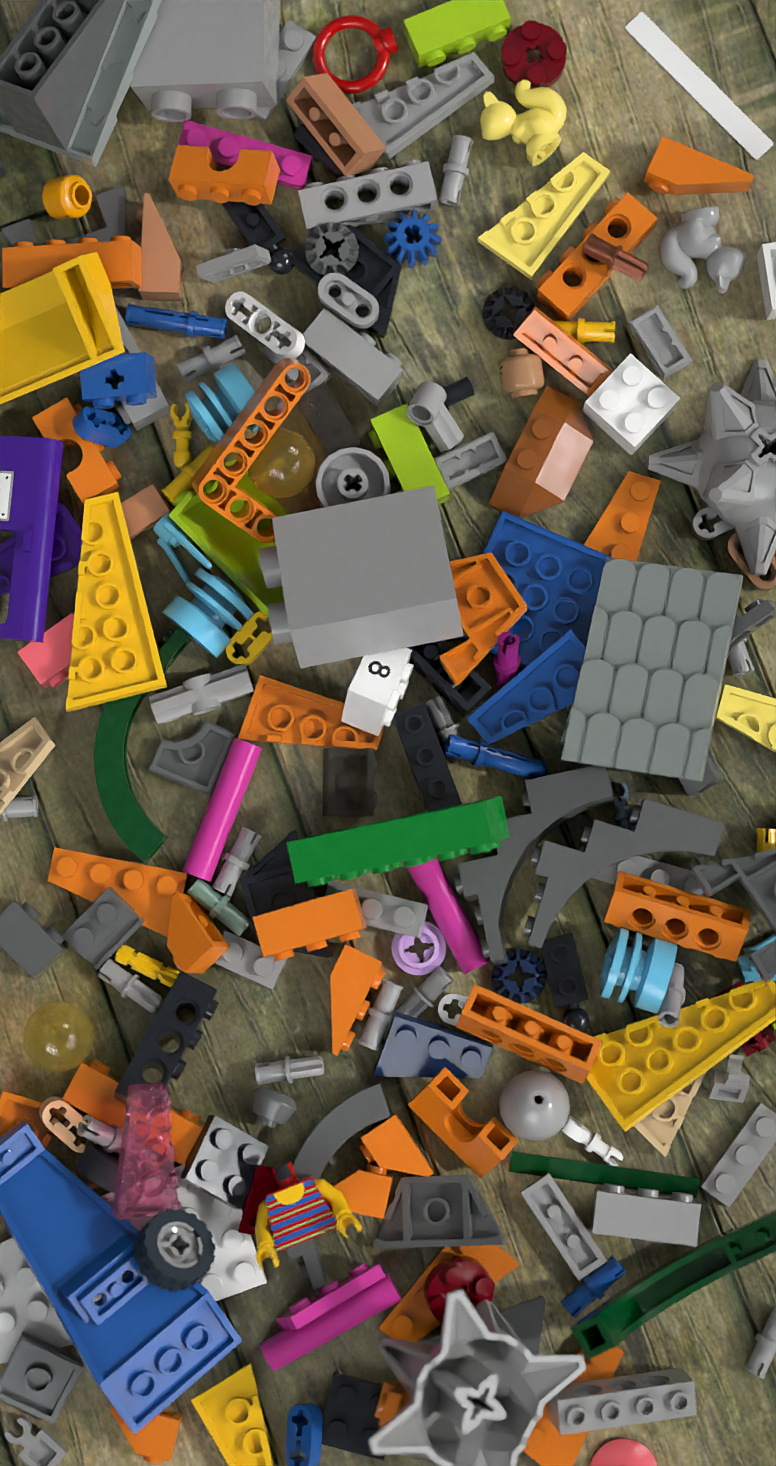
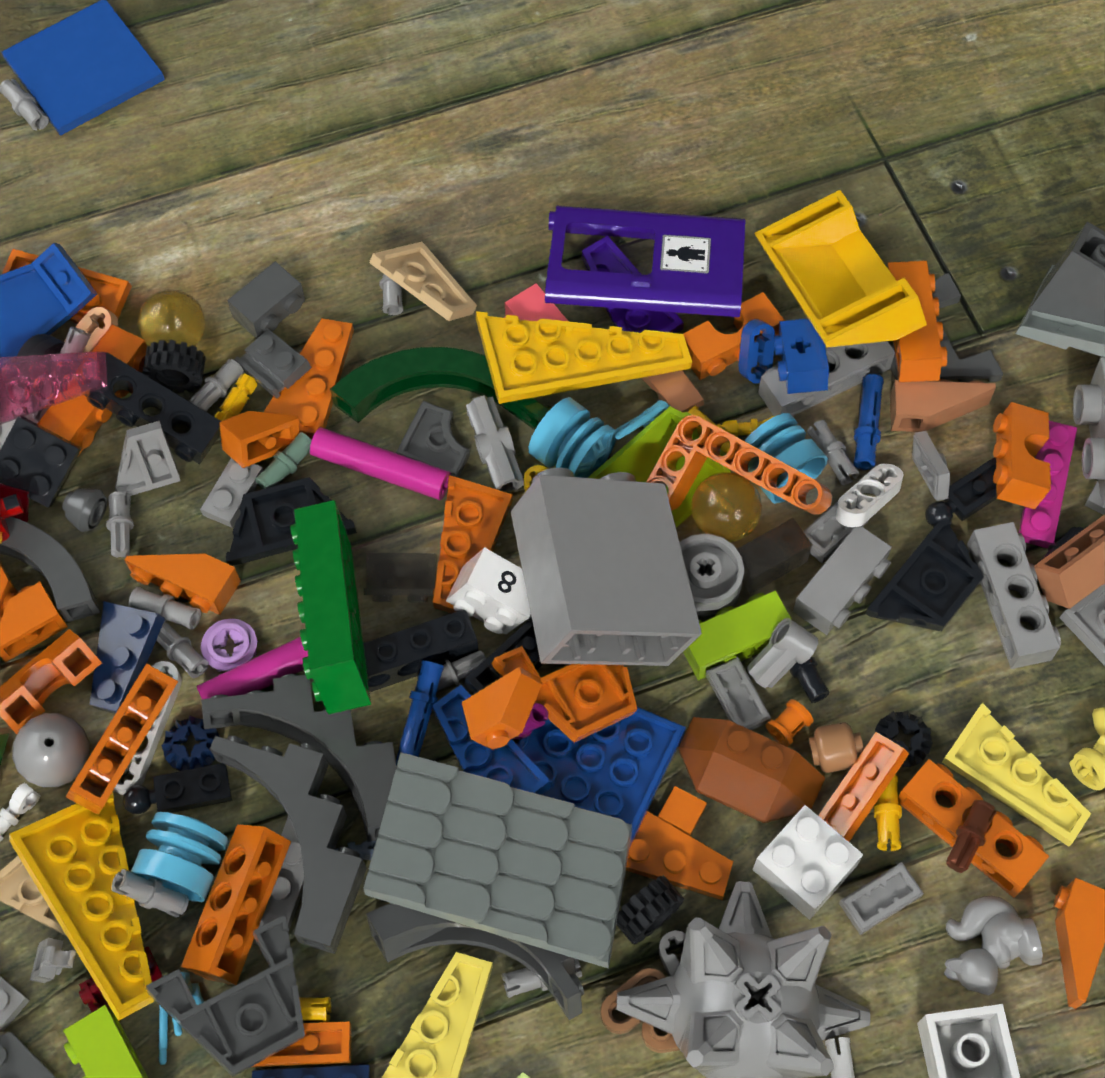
camera: 85 degrees right, 20 degrees down
(66, 197) = (984, 322): light orange head -> none
(112, 1028) = (174, 365): none -> black tyre
(225, 1048) = (146, 460): none -> light grey wing
(236, 861) = (328, 477): light grey pin -> none
(310, 924) = (255, 532): orange brick -> none
(334, 233) = (954, 569): dark grey gear -> none
(349, 301) = (899, 571): light grey plate -> none
(387, 911) = (268, 603): light grey plate -> none
(398, 239) = (985, 648): blue gear -> none
(455, 170) = (1054, 683): light grey pin -> none
(497, 414) = (789, 722): none -> orange bush
(508, 673) = (501, 708): none -> orange slope
(580, 516) = (682, 810): none -> orange tile
(679, 543) = (648, 909): none -> black tyre

